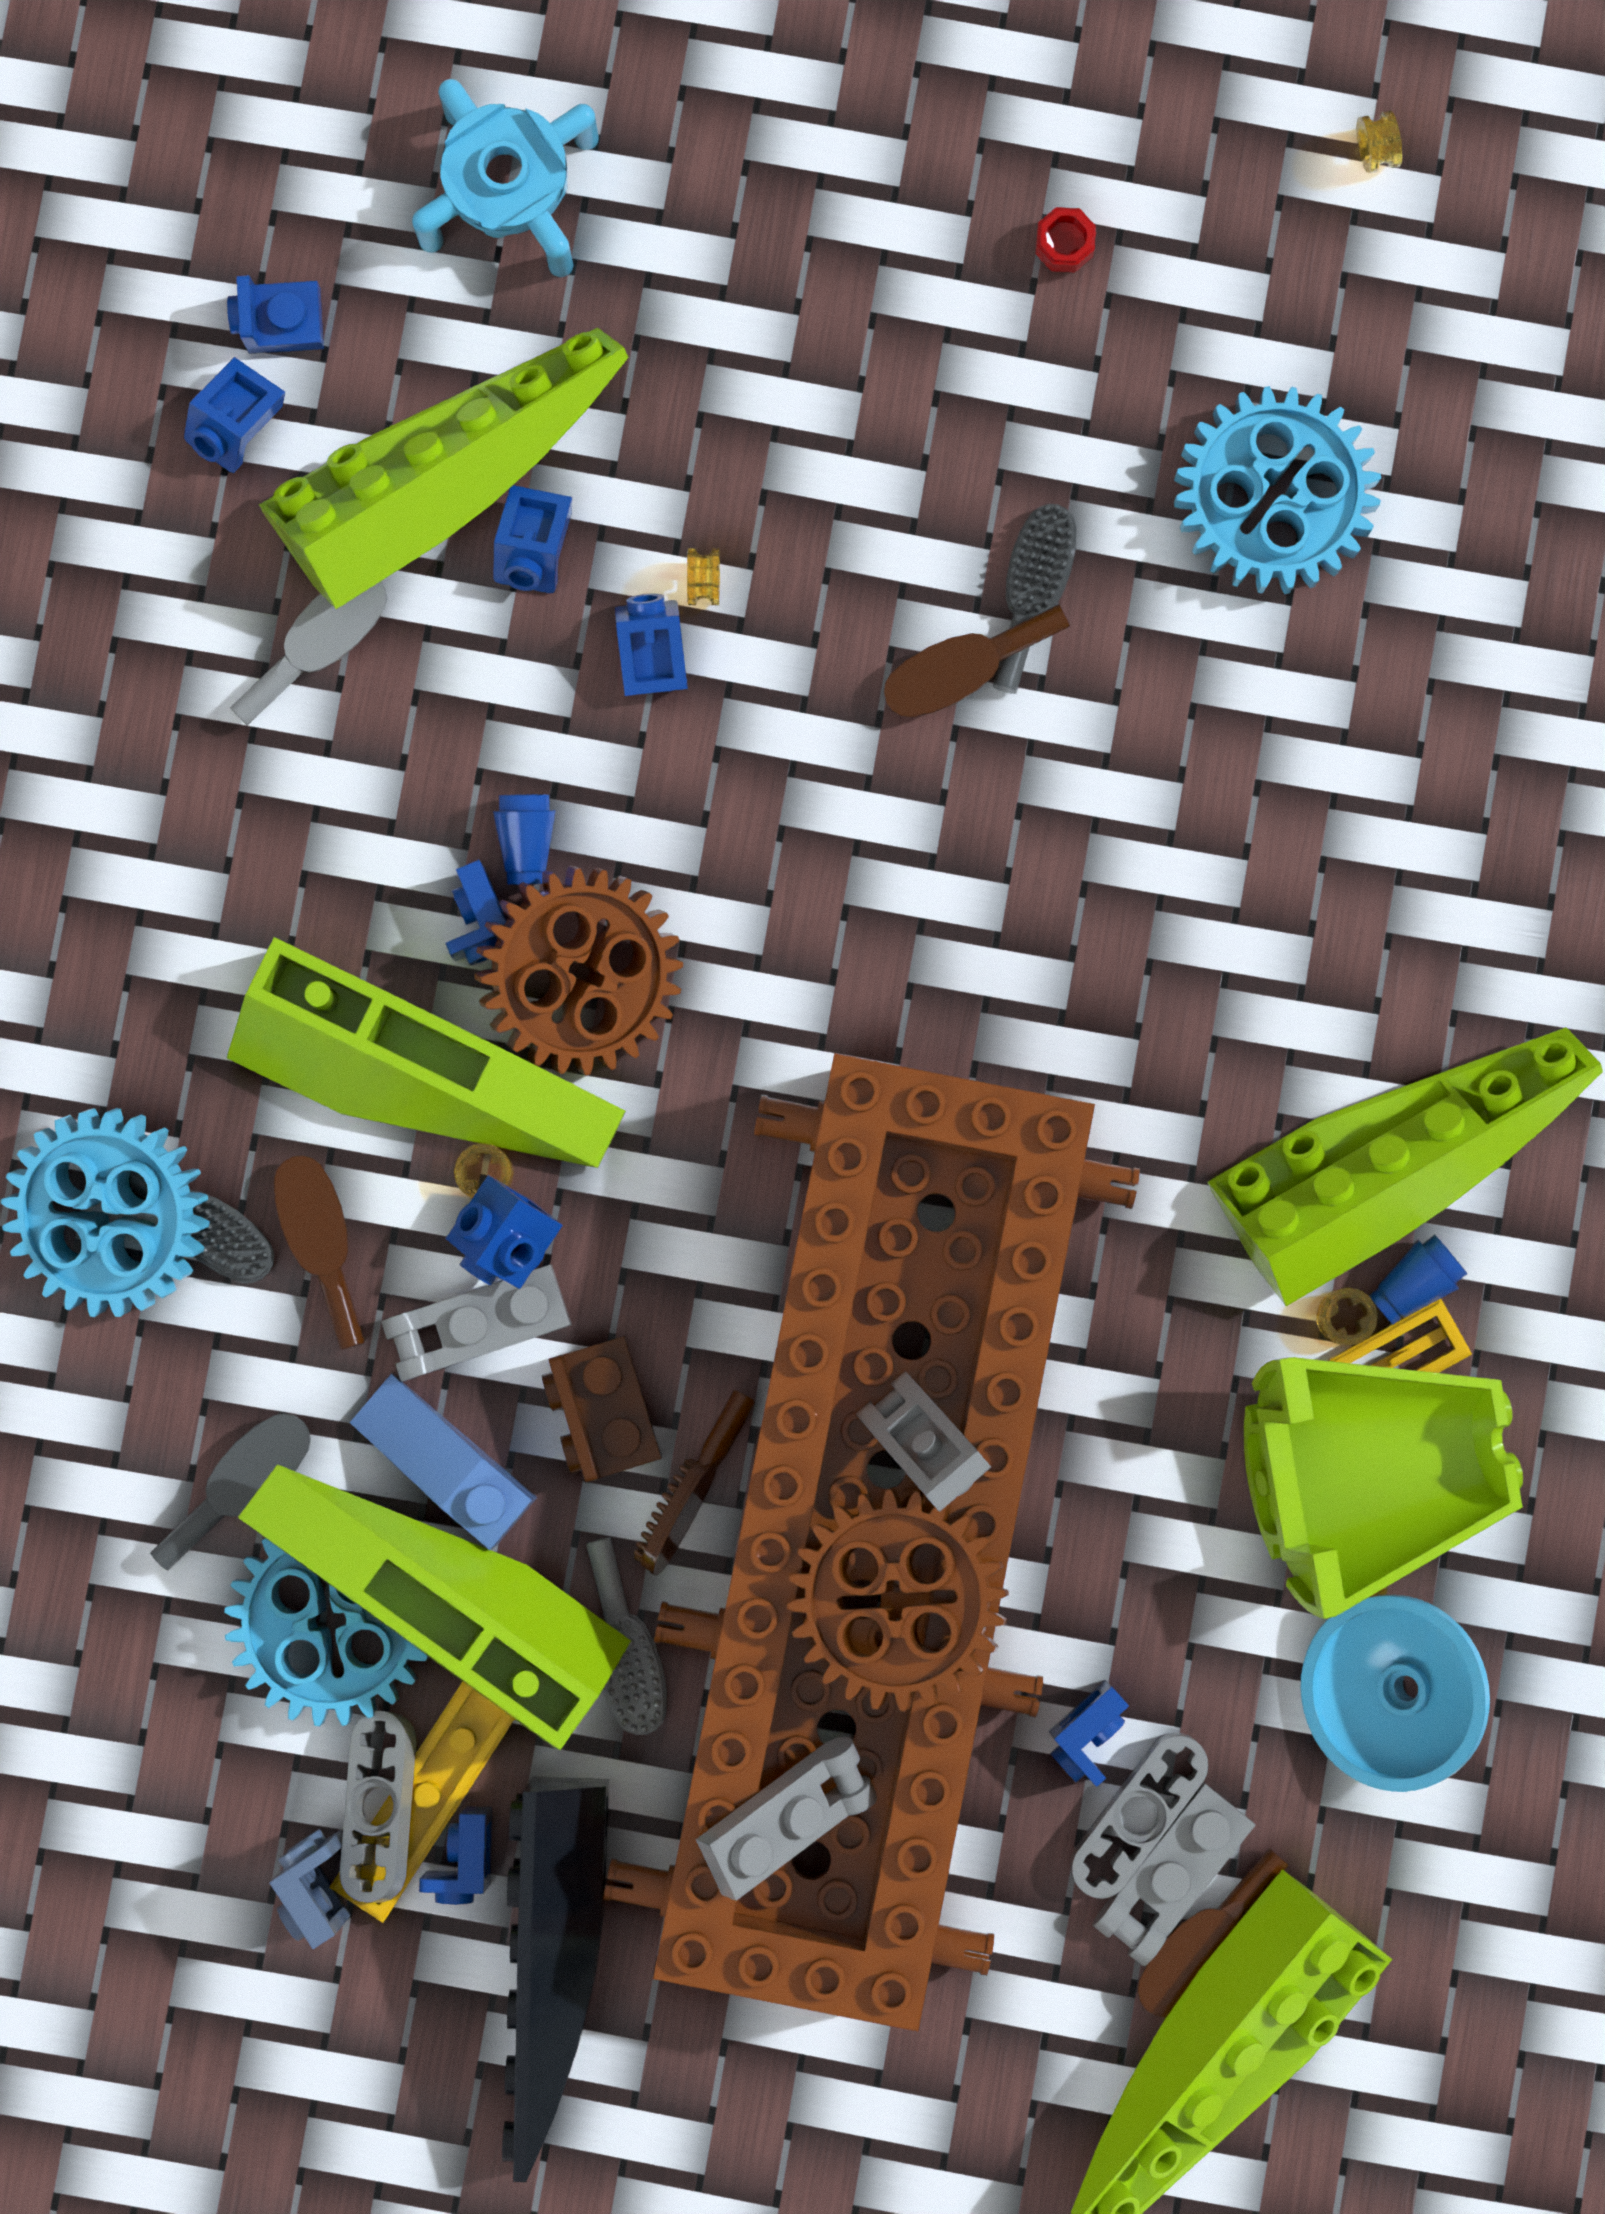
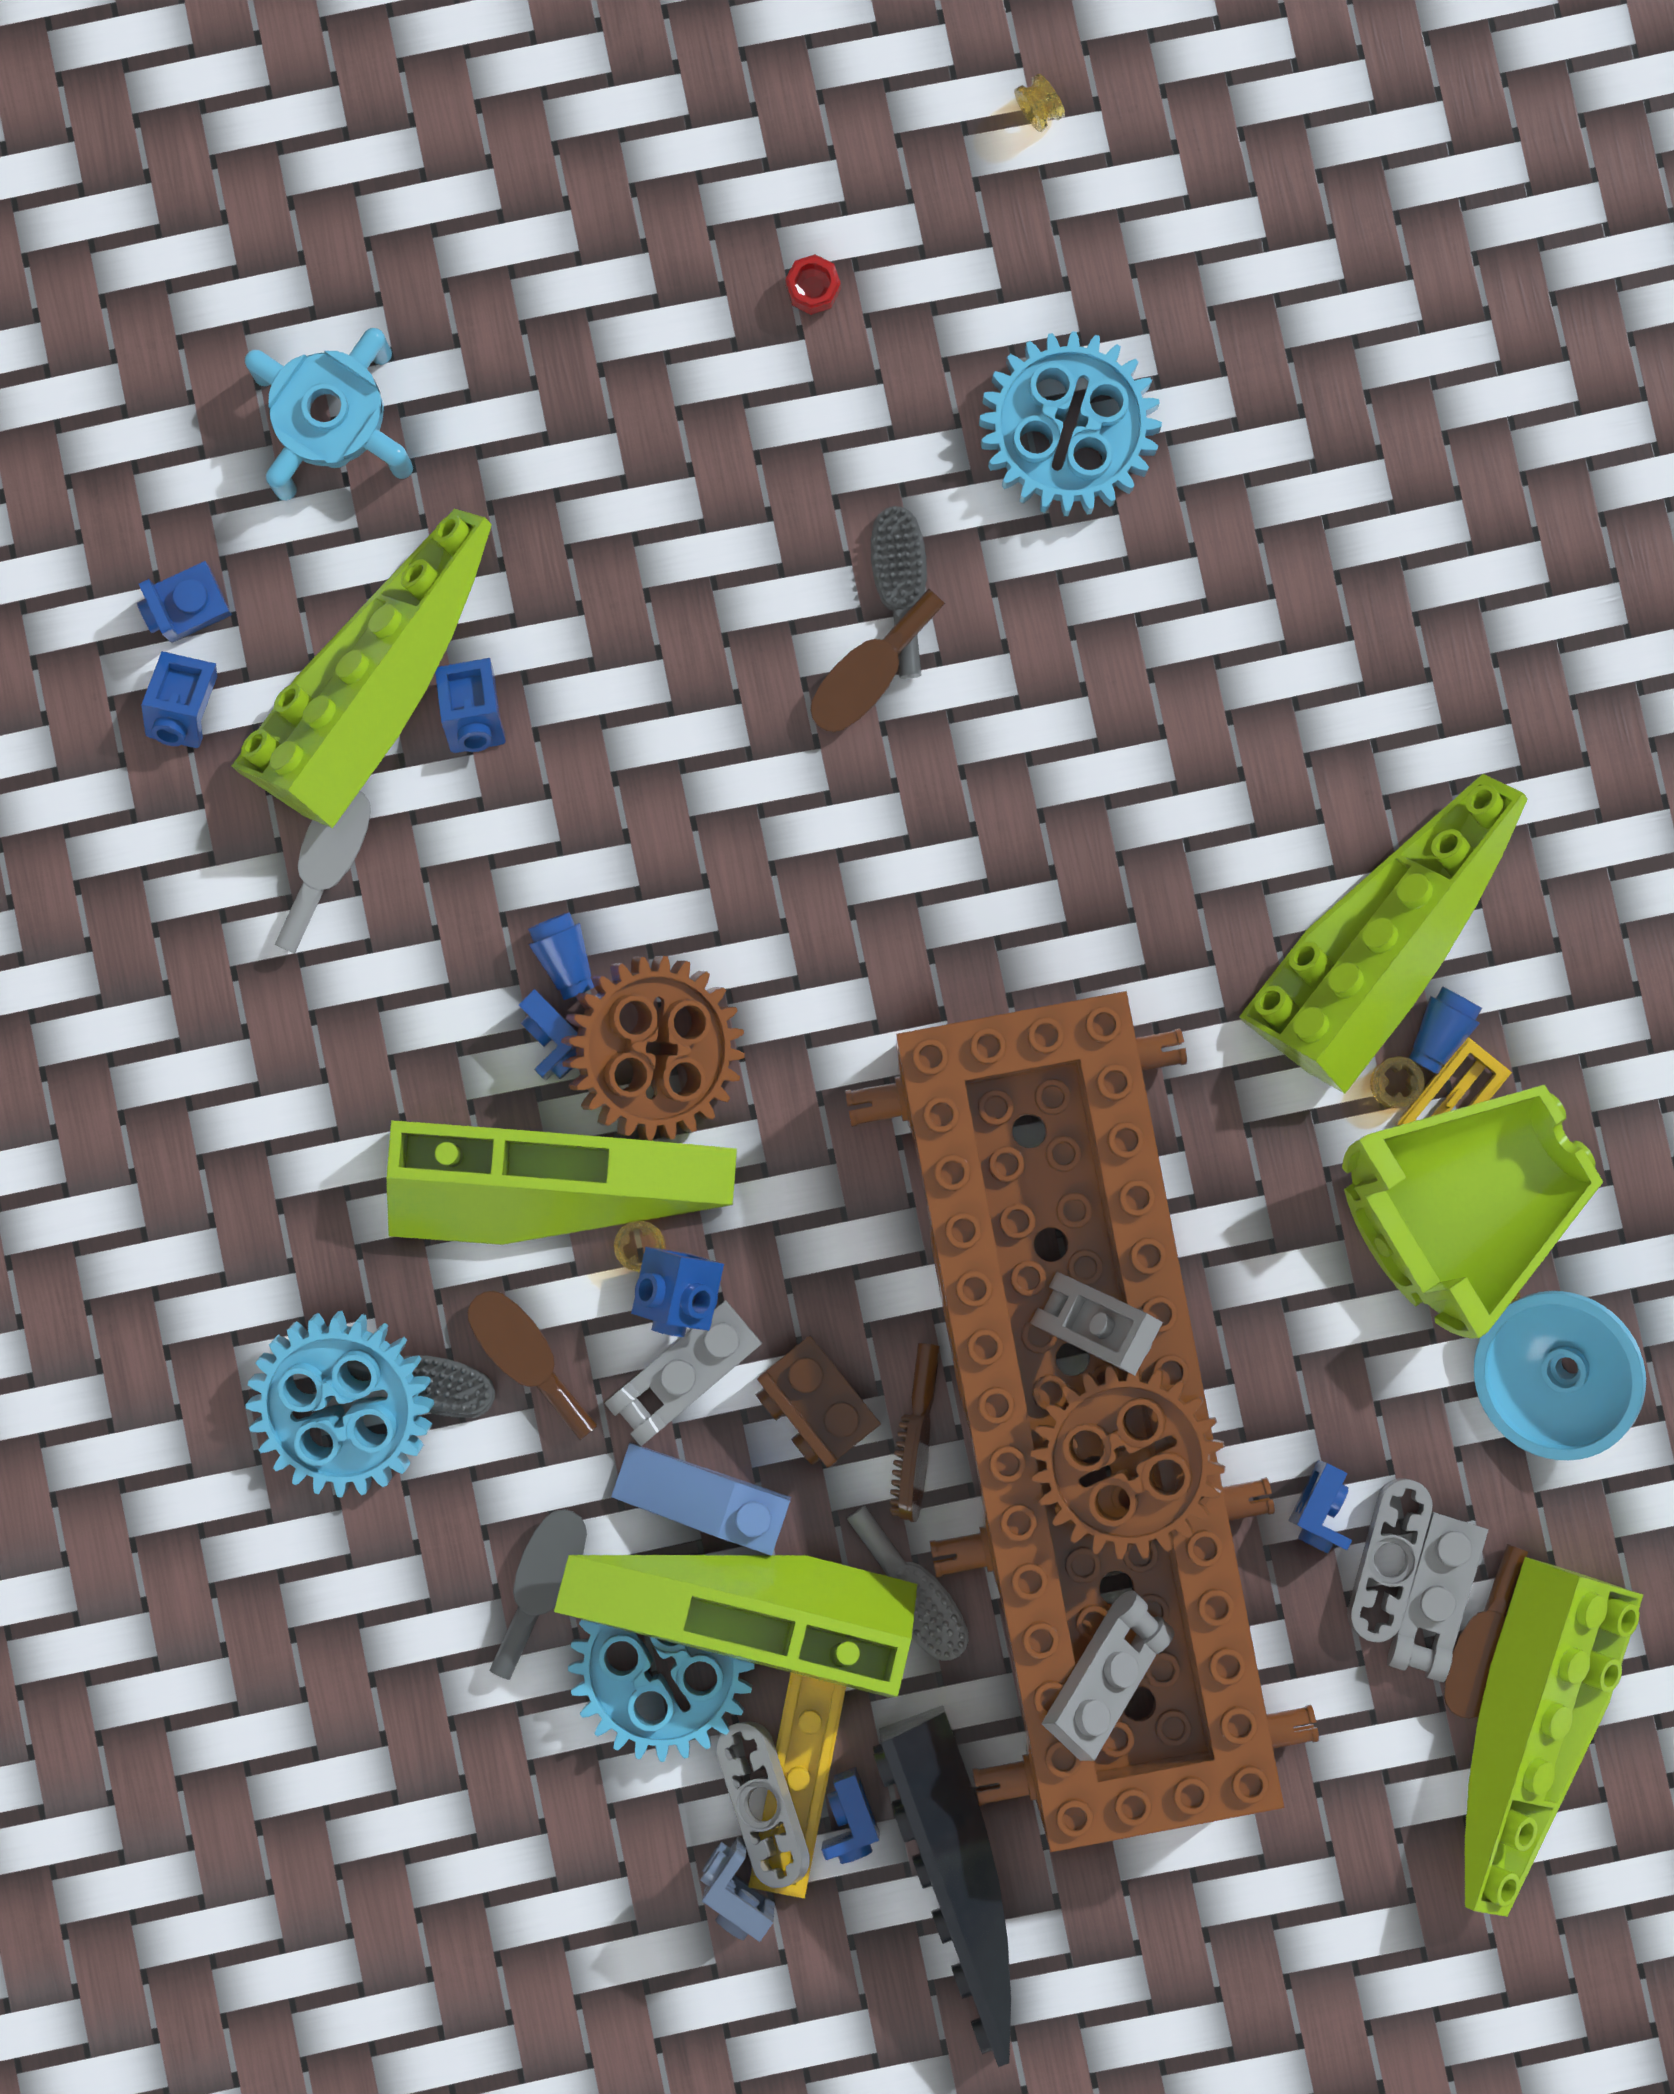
camera: 25 degrees left, 0 degrees up
(650, 645) = (604, 754): blue bracket -> none
(703, 576) = (625, 681): clear yellow bush -> none

